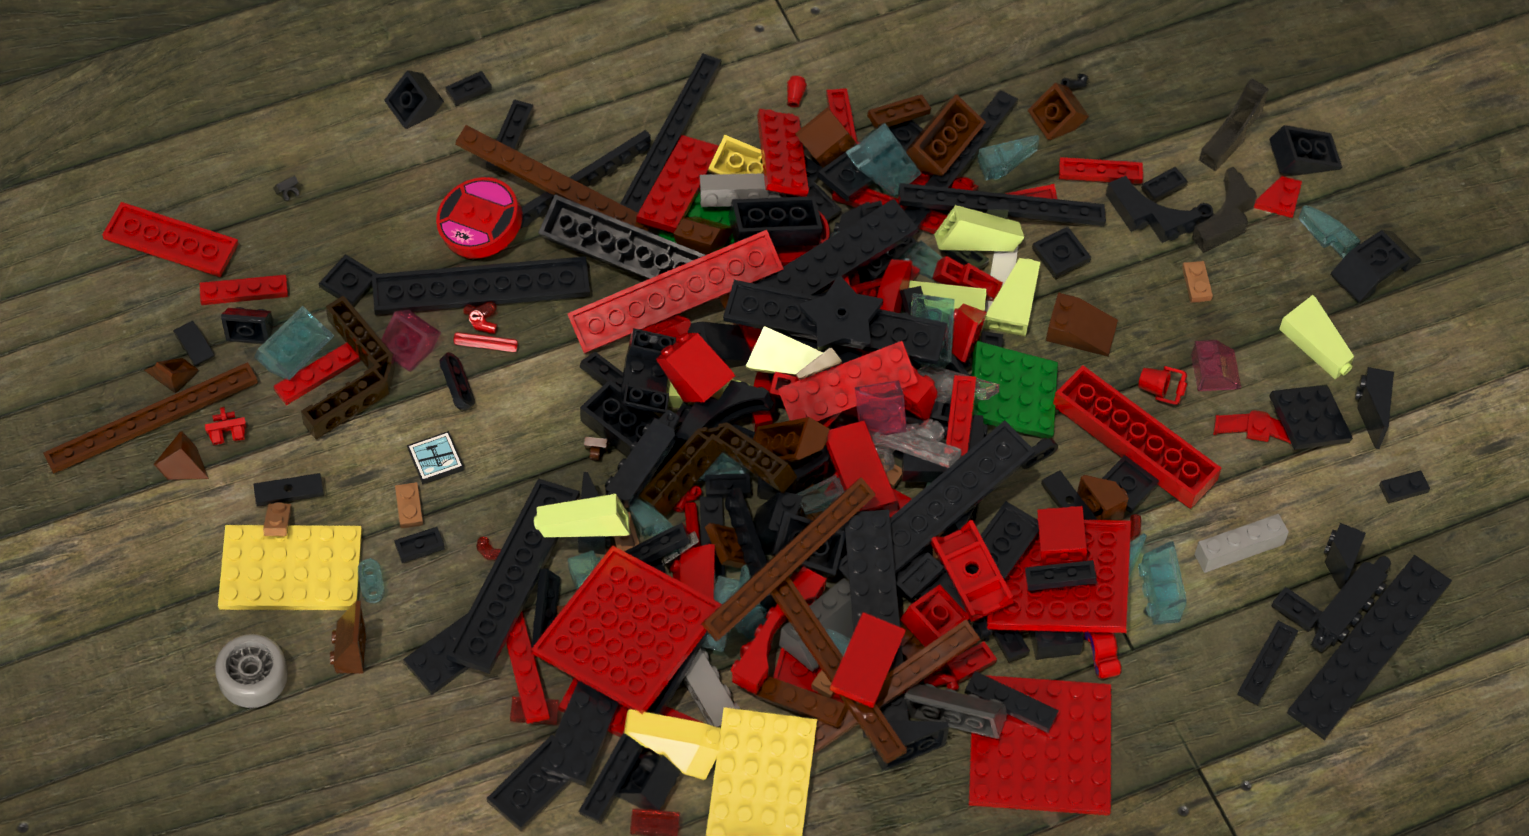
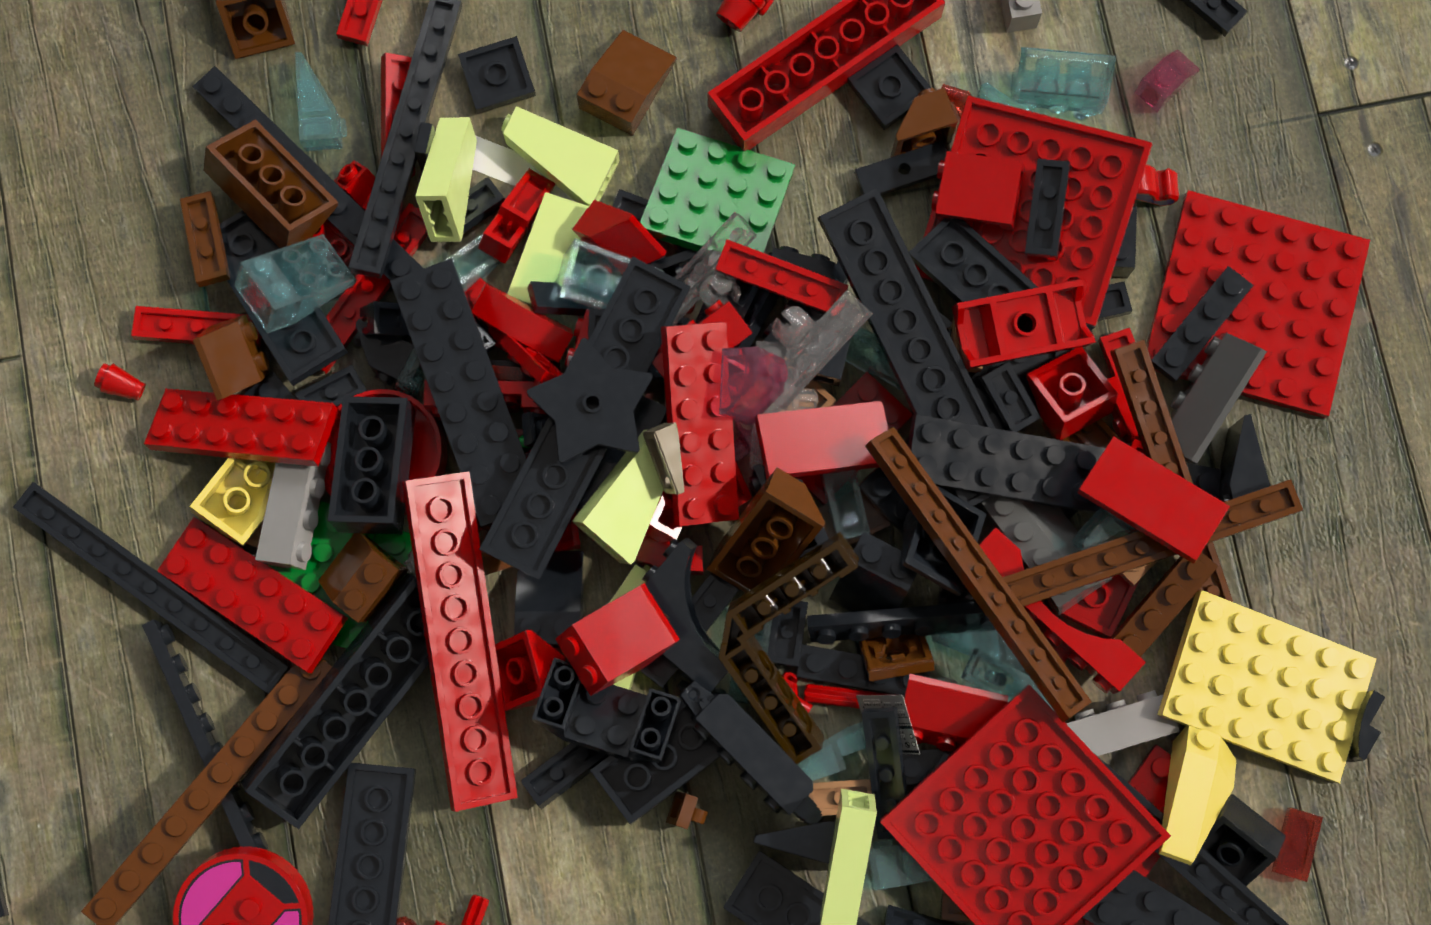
camera: 75 degrees left, 20 degrees up
(513, 127) = (80, 831): black plate -> none
(1043, 450) = (815, 181): black plate -> none
(1191, 657) = (1166, 80): none -> clear pink slope

